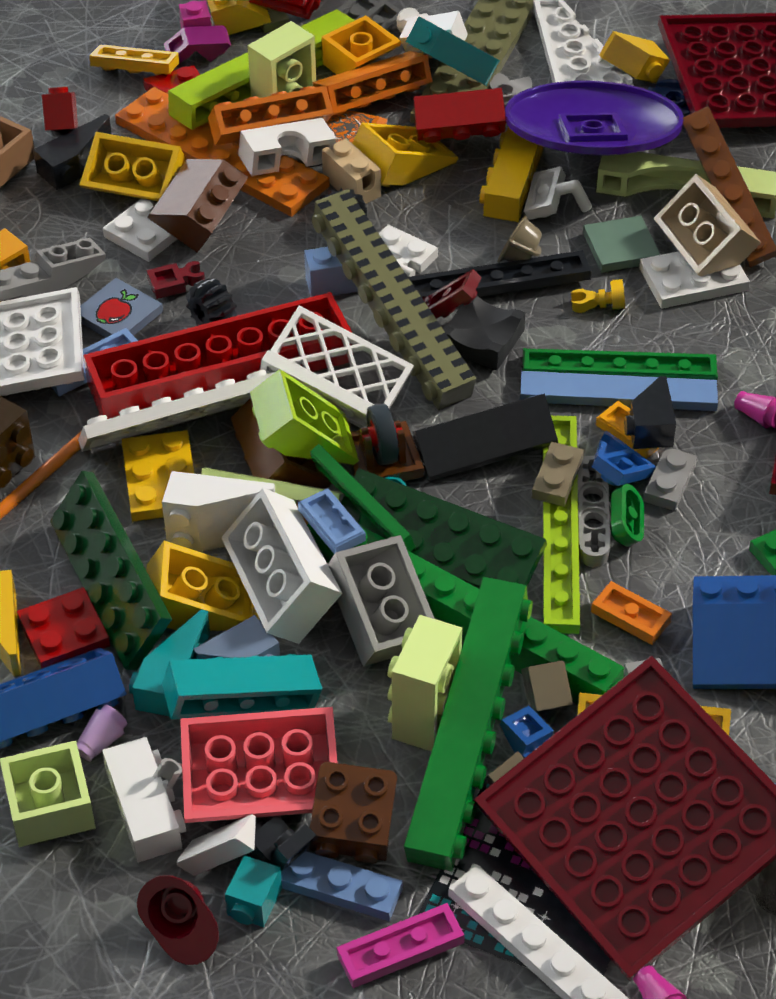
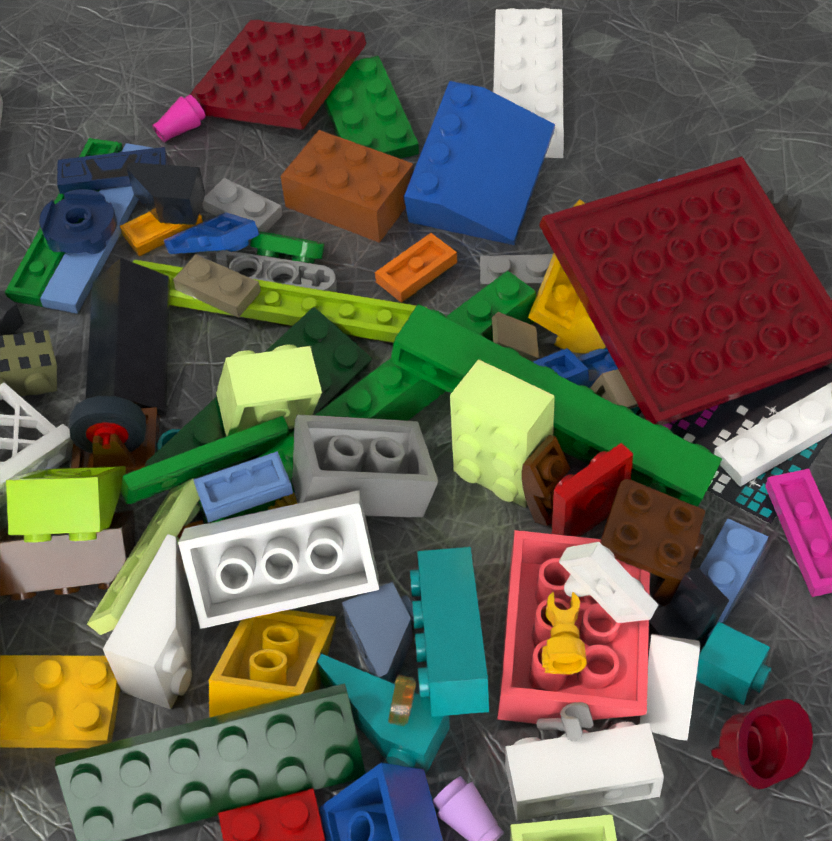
camera: 75 degrees left, 5 degrees up
(161, 653) = (402, 700): none -> clear orange tile
(217, 749) = (564, 649): none -> yellow piece
(275, 748) = (599, 574): none -> white plate
(380, 750) = (587, 497): none -> red plate
(397, 729) = (540, 476): none -> reddish brown slope
(427, 514) = (267, 387): none -> yellowish green brick
(614, 380) = (88, 236): none -> dark blue plate
(685, 391) = (103, 170): none -> dark blue tile
(710, 536) = (347, 185): none -> dark orange brick

